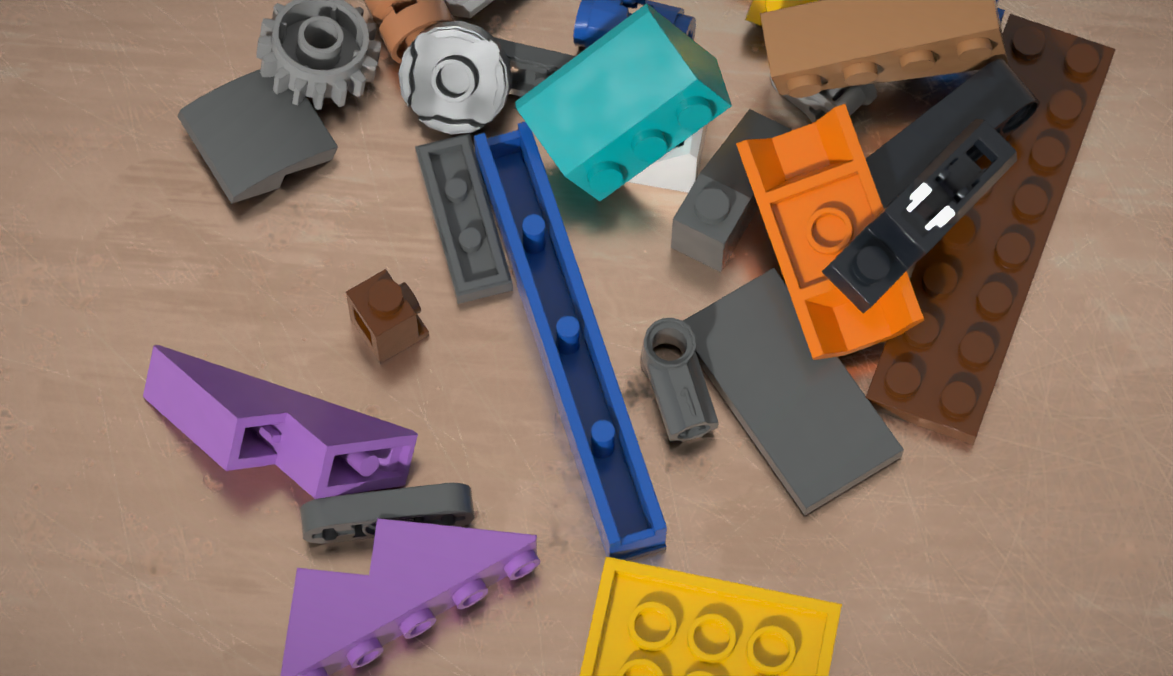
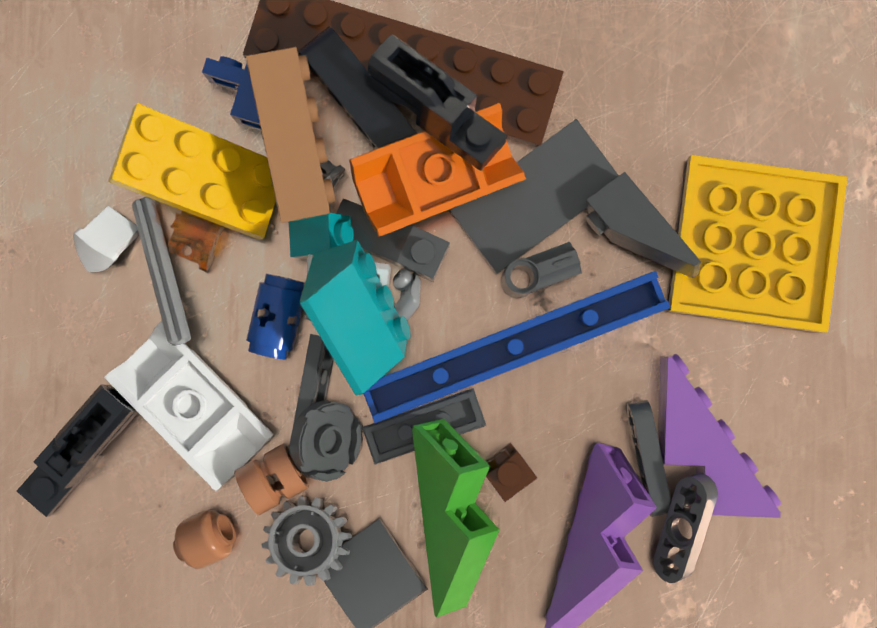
camera: 95 degrees left, 20 degrees up
(280, 544) = (699, 519): none -> dark grey beam
(329, 228) = (454, 526): none -> bright green slope
(646, 205) = (410, 292): none -> light grey arm
(749, 89) = (319, 234): none -> teal brick
(750, 503) = (635, 224): none -> dark grey slope

